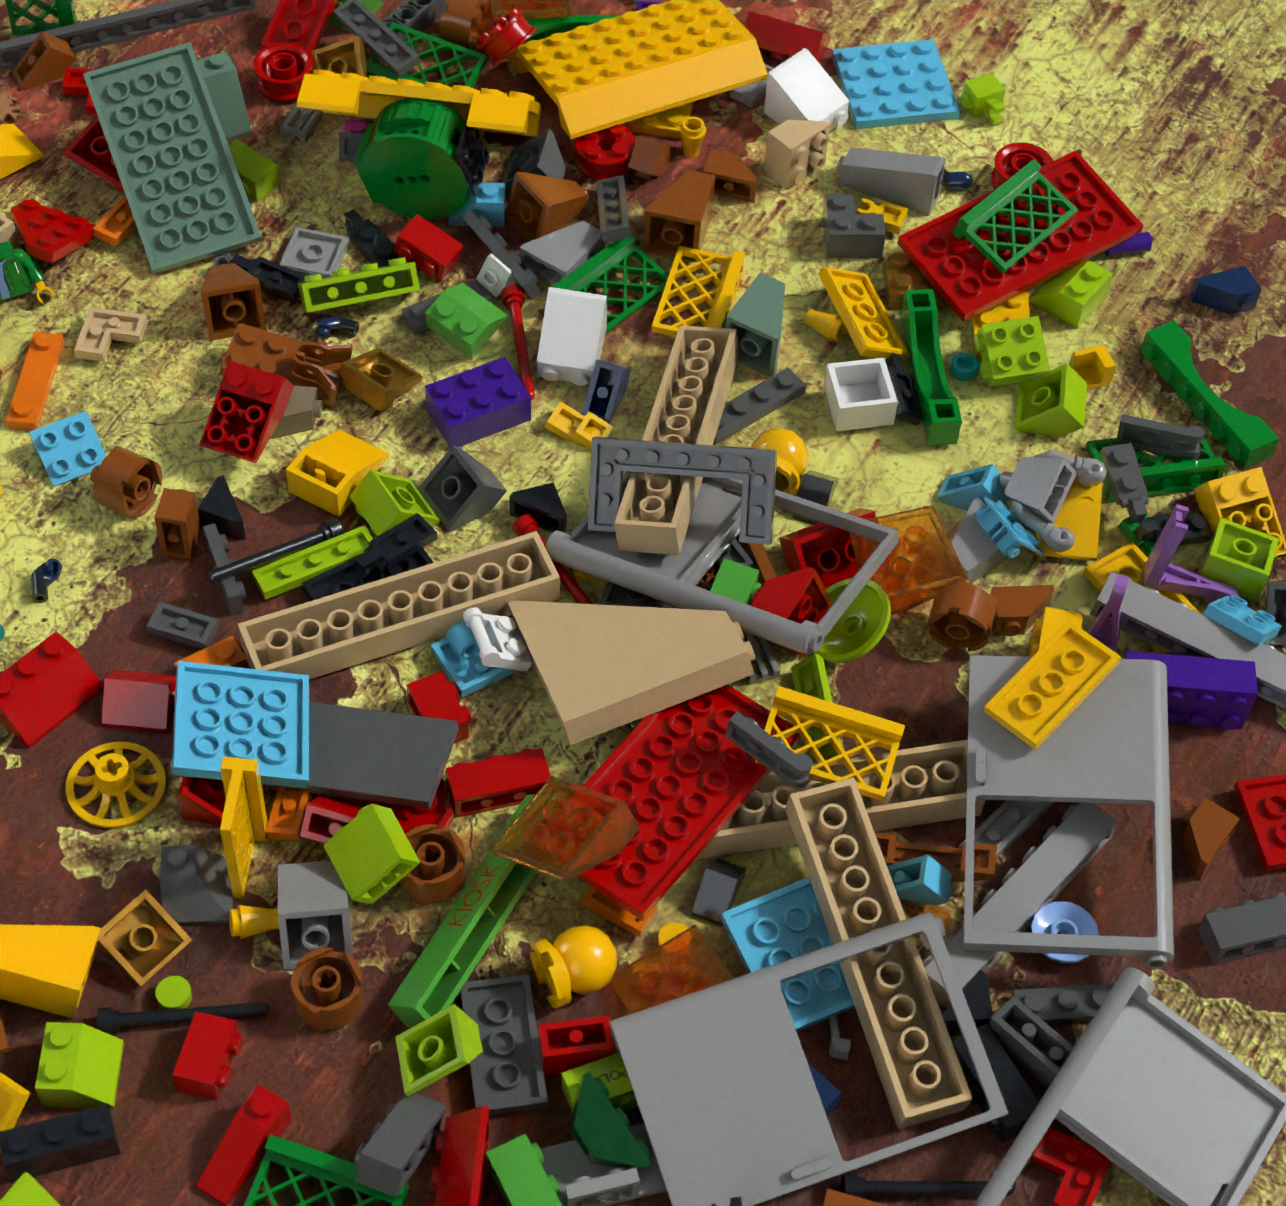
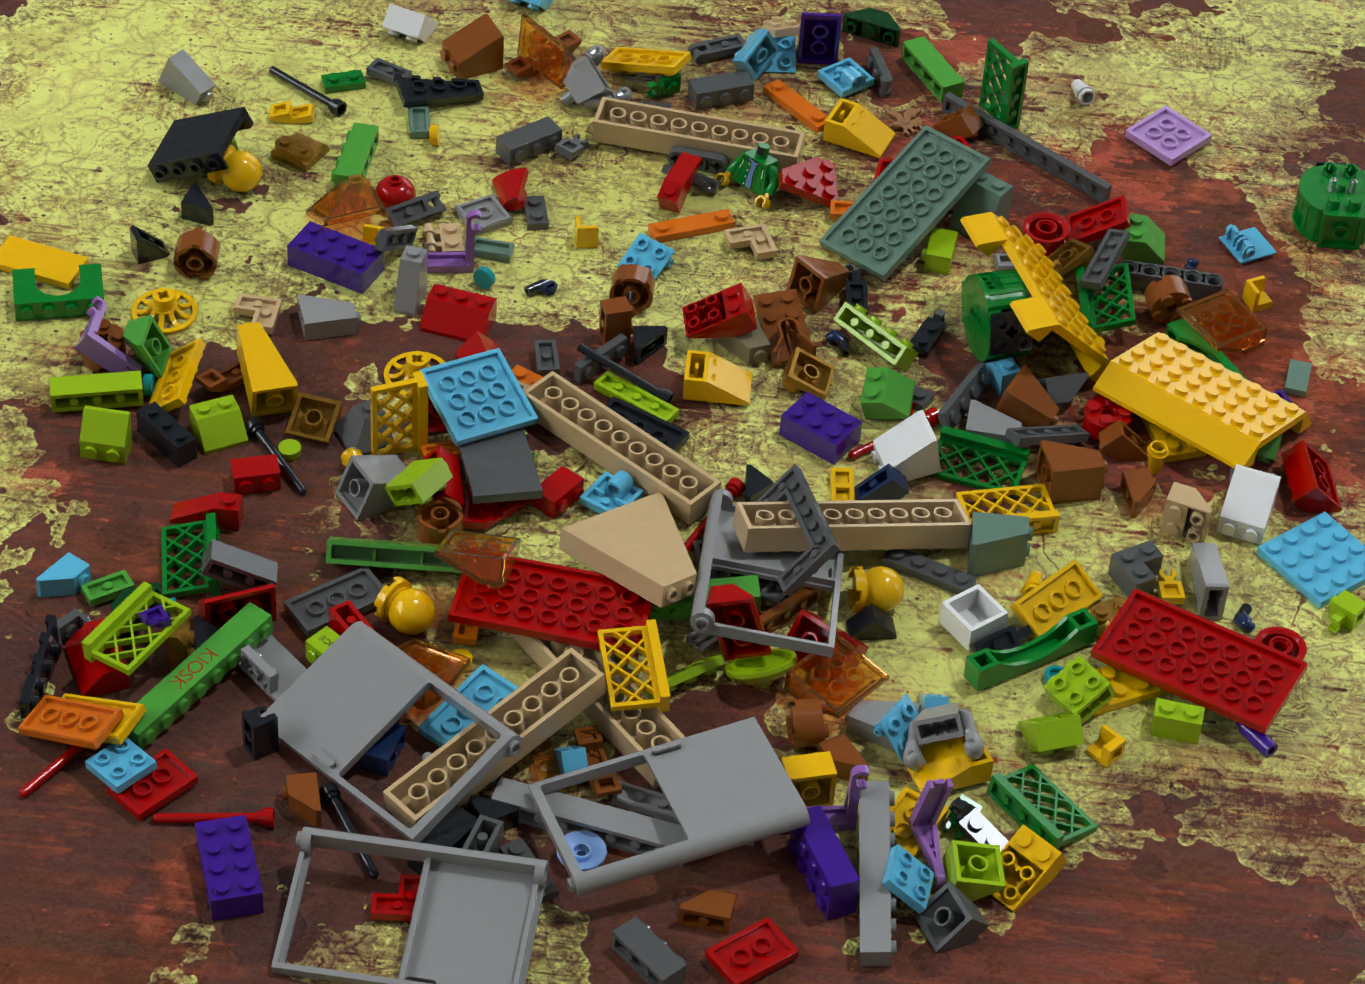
camera: 65 degrees right, 10 degrees down
(314, 252) = (896, 310): light grey tile -> none
(327, 989) = (326, 507): dark orange brick -> none
(388, 501) = (706, 418): lime slope -> none
(395, 545) = (667, 424): black hinge -> none
(428, 247) = (937, 358): red brick -> none
(437, 1048) = (308, 563): lime slope -> none
(461, 489) = (742, 445): dark grey slope -> none
(495, 275) = (934, 396): white bracket -> none
(496, 781) = (534, 543): red brick -> none
(498, 640) = (635, 493): white plate -> none
(506, 35) = (1158, 319): red wheel -> none
(604, 1130) = (297, 650): dark green slope -> none
(718, 890) = (513, 666): black slope -> none
(769, 750) = (600, 628): dark grey plate -> none
(996, 204) = (1203, 625): green fence -> none
(1052, 684) = (748, 756): yellow plate -> none
(1126, 480) = (994, 780): dark grey hinge -> none
(1160, 437) = (1058, 796): dark grey plate -> none
(1227, 291) = (1254, 810): dark blue slope -> none
(1242, 434) = (1156, 791): green arch -> none

